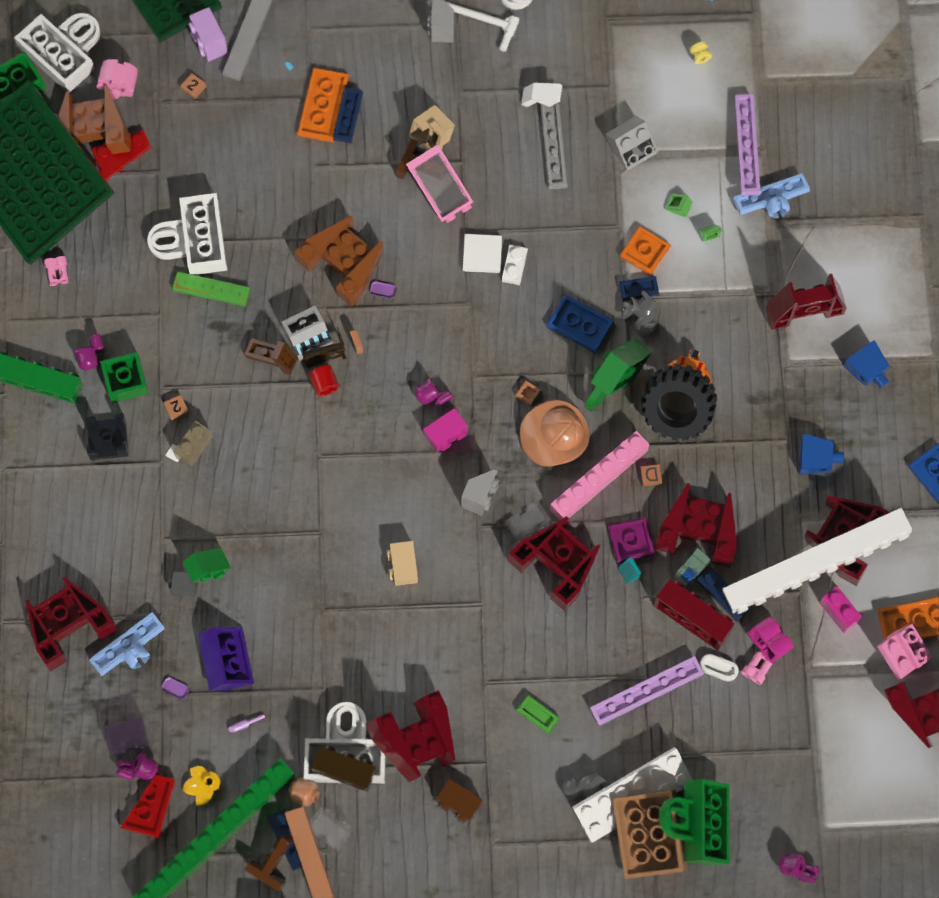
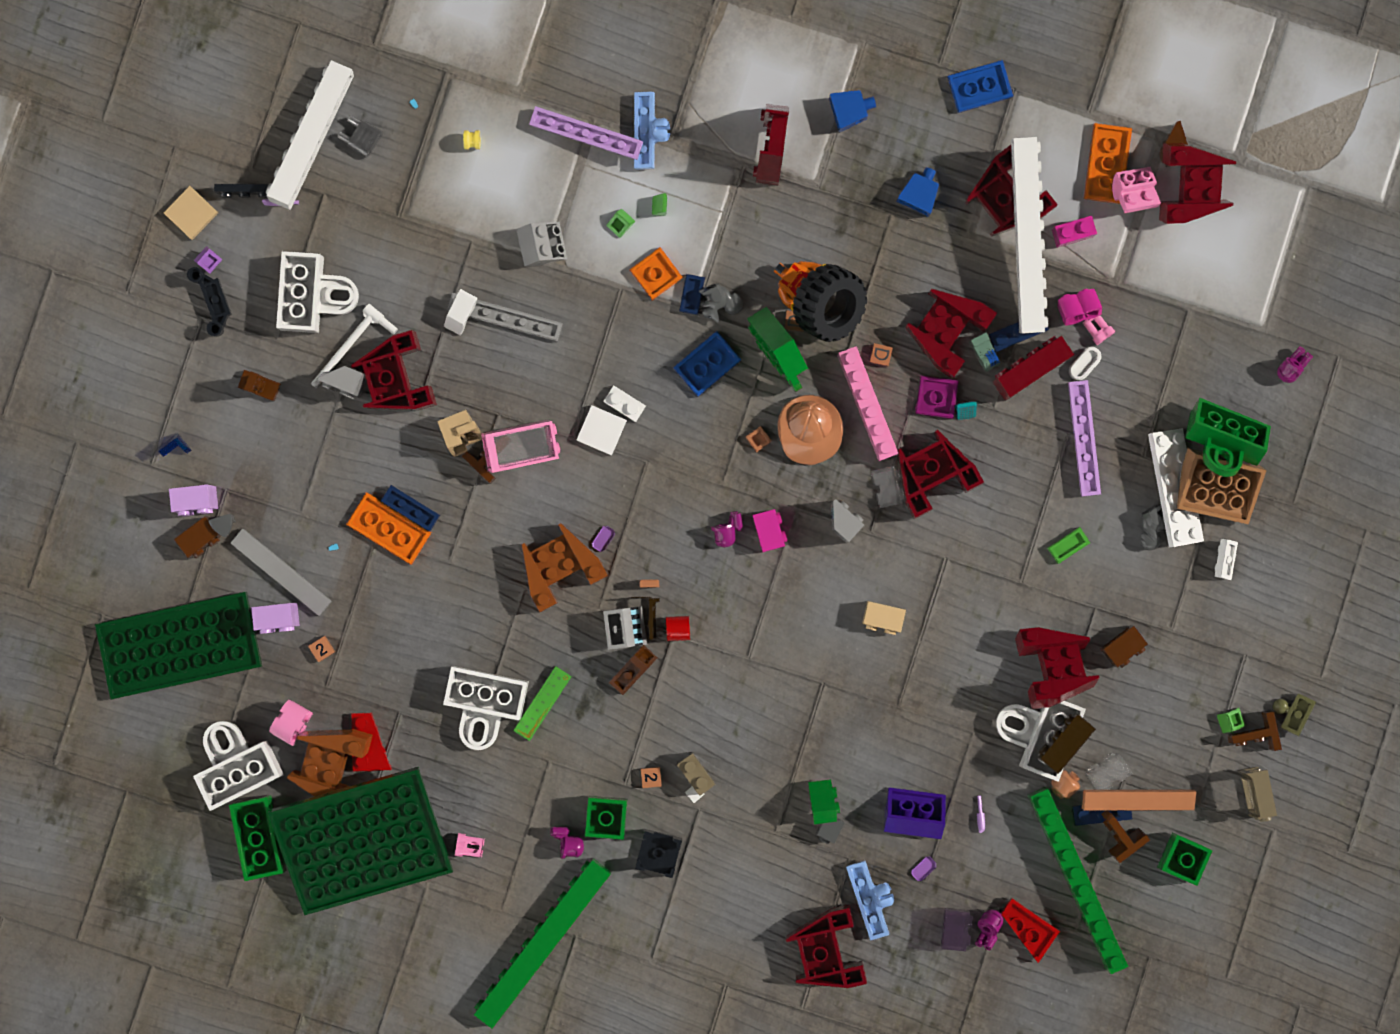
camera: 70 degrees left, 15 degrees up
(199, 787) = (1023, 877): yellow plate -> none
(458, 55) = (388, 375): none -> dark red wedge
(582, 870) = (1226, 559): none -> white plate

